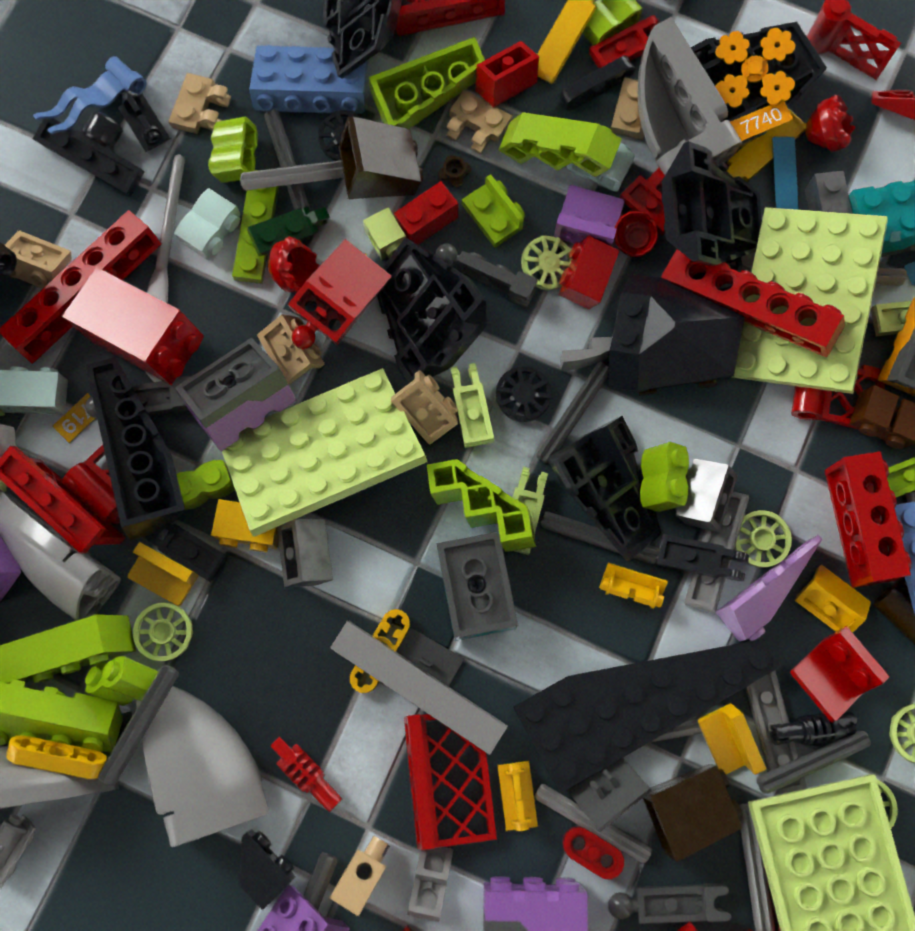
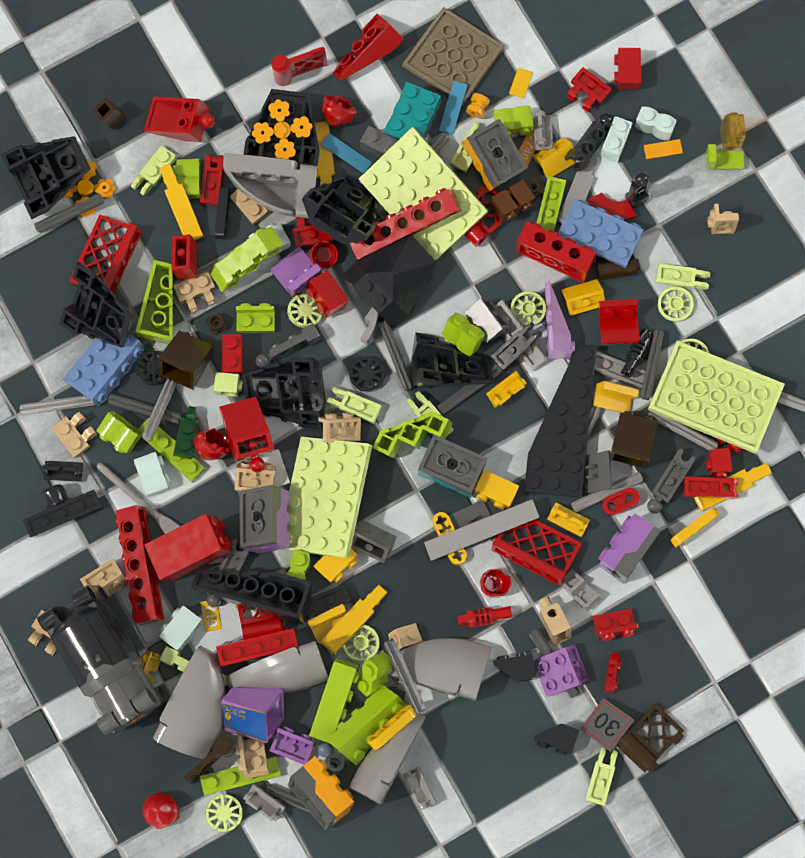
camera: 50 degrees left, 0 degrees up
(100, 94) = (29, 485): medium blue flag -> none
(183, 601) = (352, 621): none -> yellow piece
(206, 685) = (406, 636): none -> tan bracket
(217, 58) = (55, 405): none -> light grey axle
(317, 378) = (274, 457): none -> white sticker
(358, 757) = (495, 583): none -> red hair
(488, 668) = (496, 490): none -> yellow brick
(761, 120) = (312, 147): light orange sticker -> none

